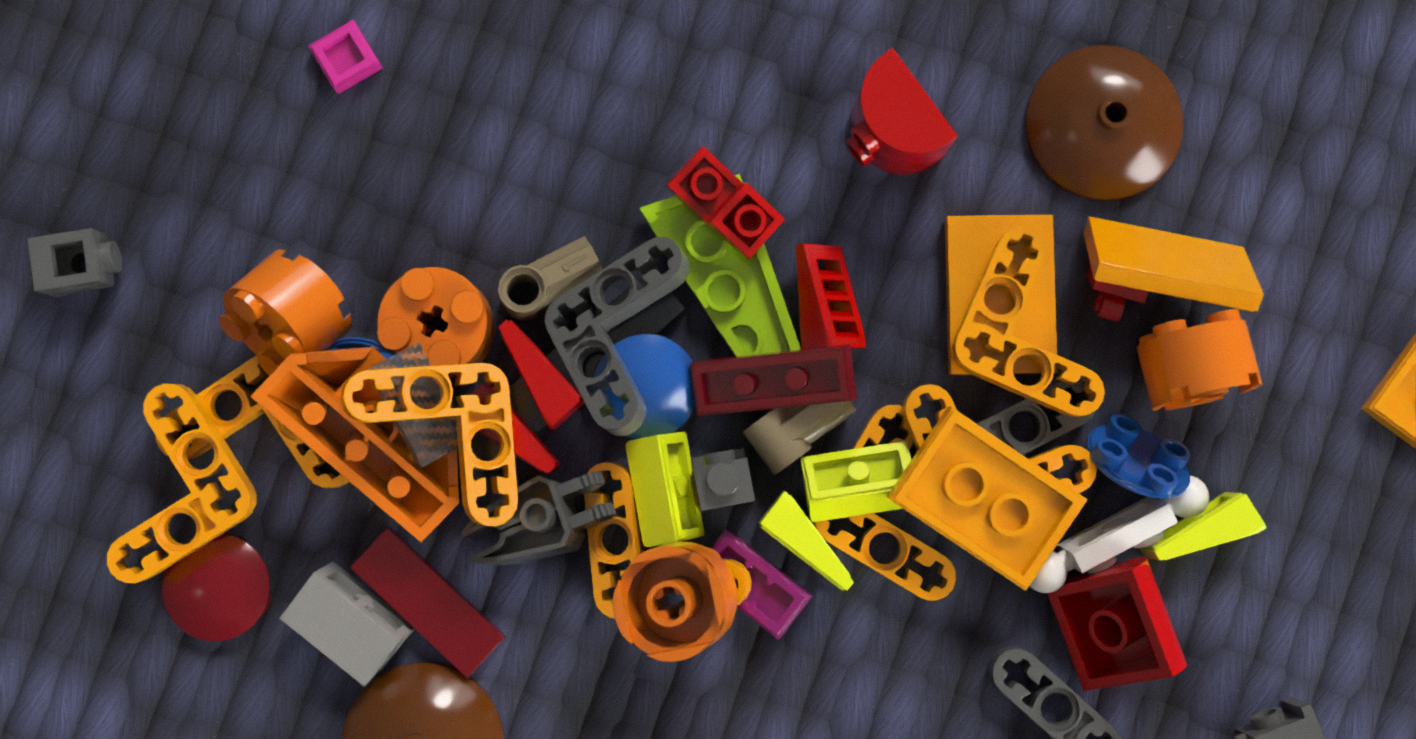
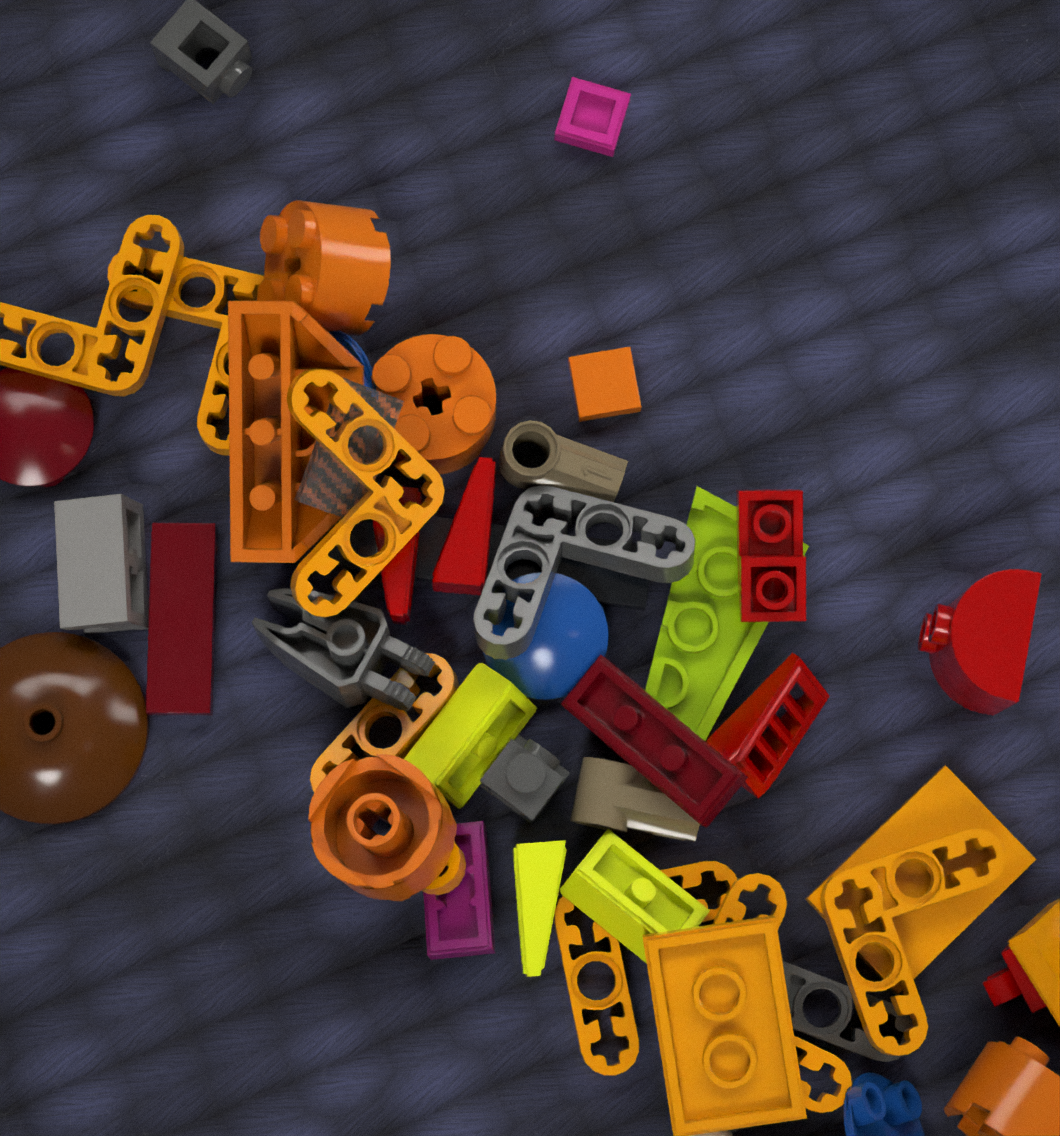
camera: 45 degrees right, 5 degrees down
(522, 205) = (604, 384): none -> orange tile

